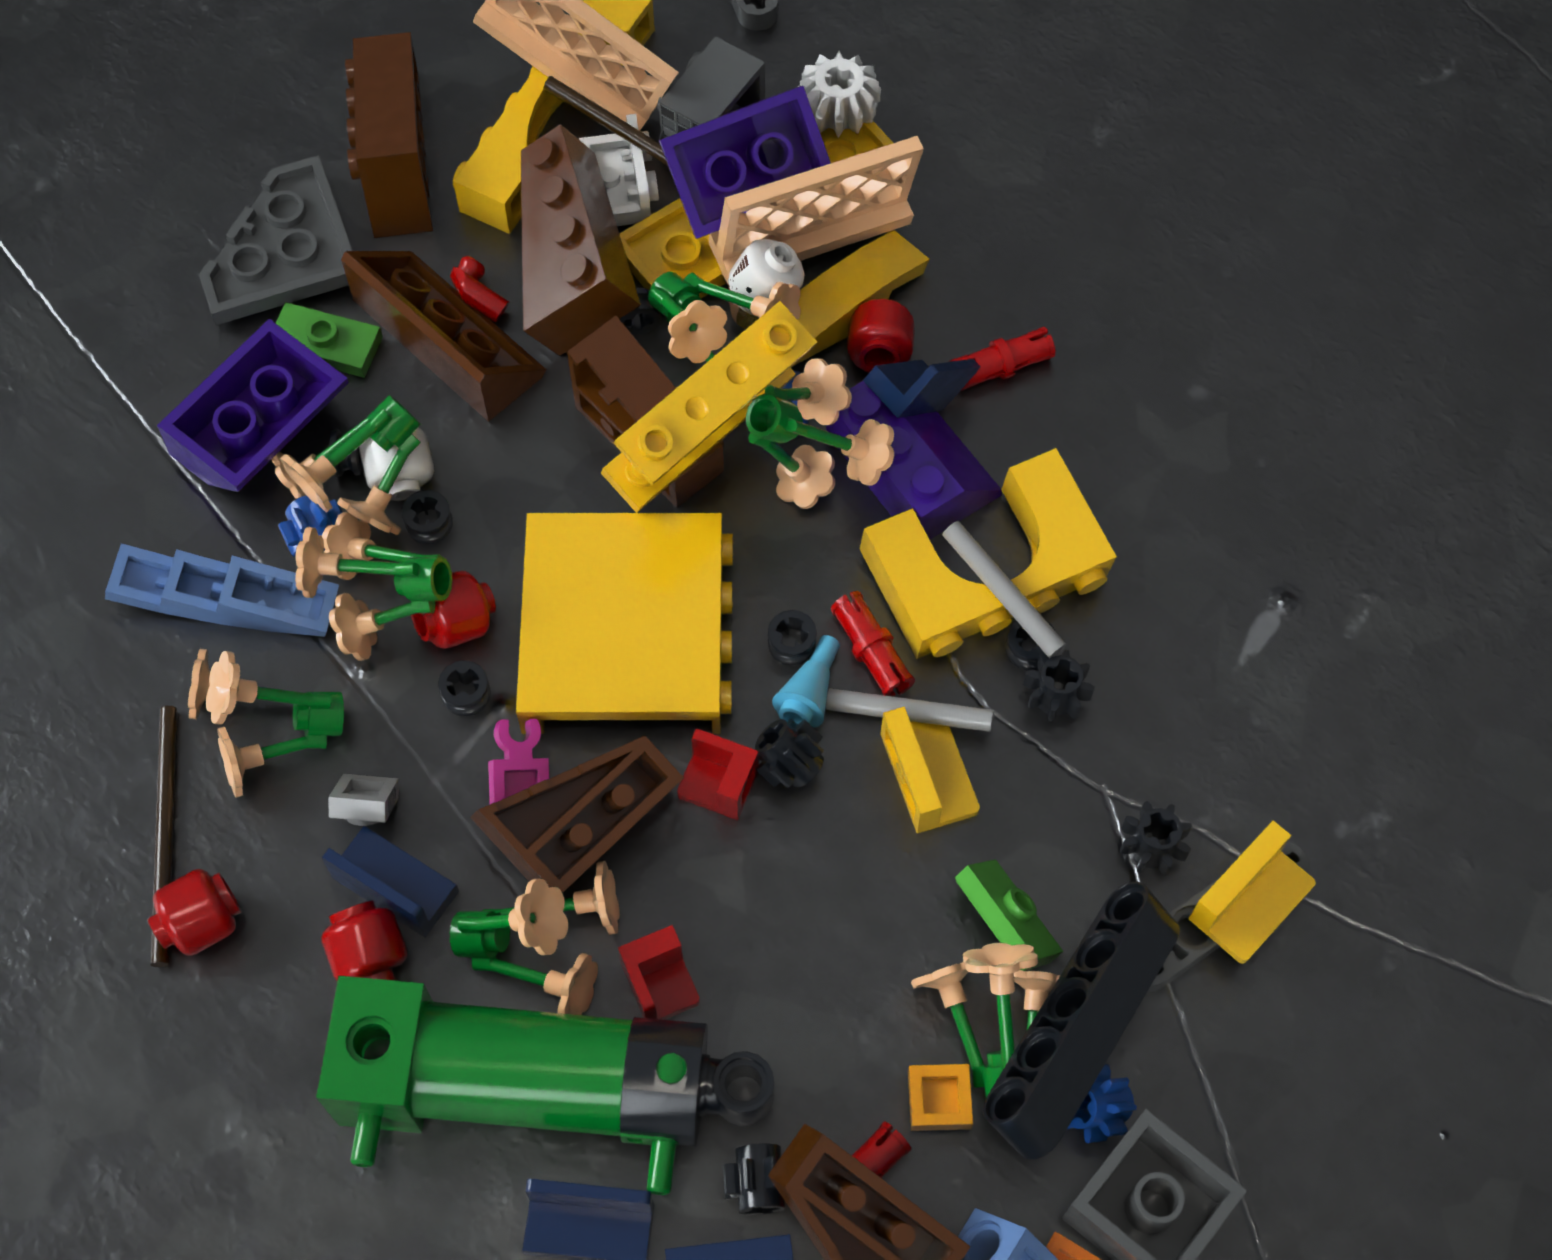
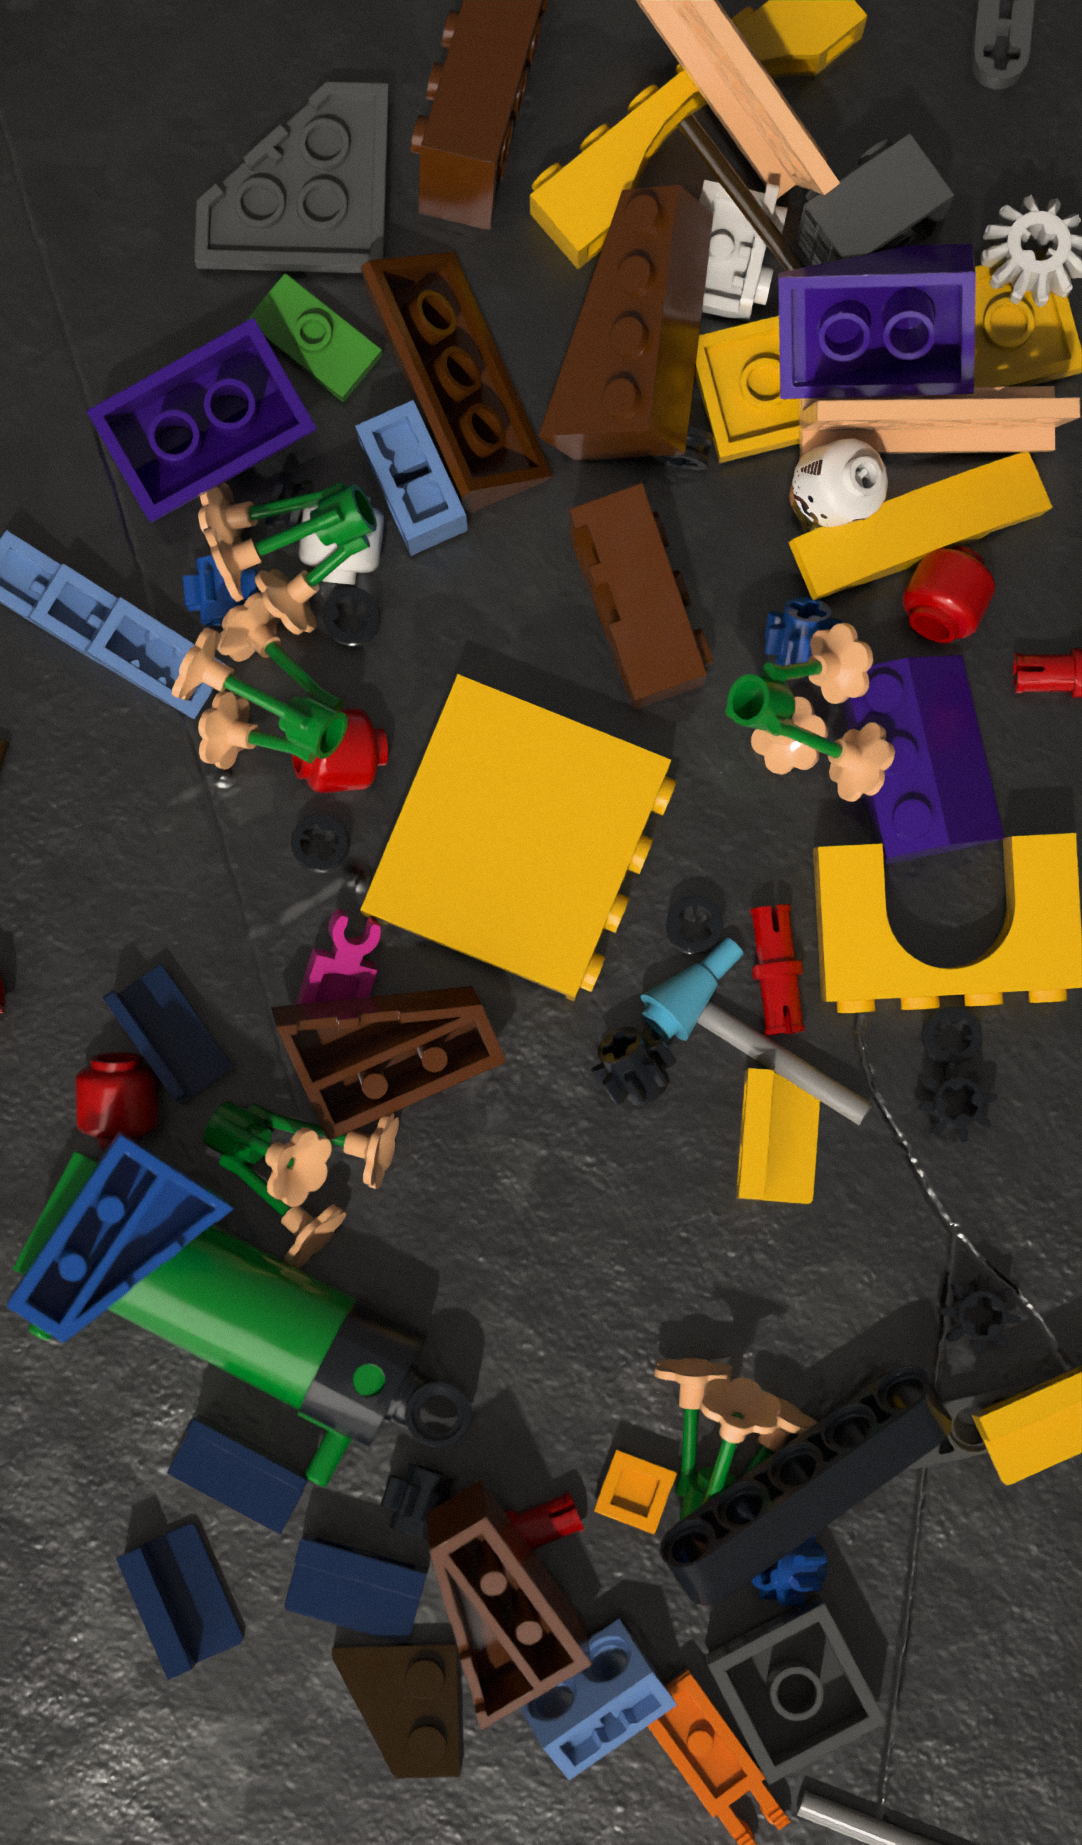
camera: 25 degrees right, 20 degrees up
(314, 712) = (149, 810): plant -> none
(363, 799) = (170, 934): light grey plate -> none
(395, 1017) = (111, 1236): none -> blue wedge
(437, 395) = (412, 477): none -> medium blue brick
(473, 292) = (503, 340): red arm -> none
(659, 974) = (403, 1252): red panel -> none
(699, 327) = (735, 543): light nougat plant -> none
(706, 407) = (696, 656): yellow fence -> none
(719, 774) = (549, 1056): red panel -> none
(917, 388) = (953, 683): dark blue panel -> none
(1004, 589) = (939, 981): light grey bar -> none
(1007, 909) = (788, 1333): bright green plate -> none

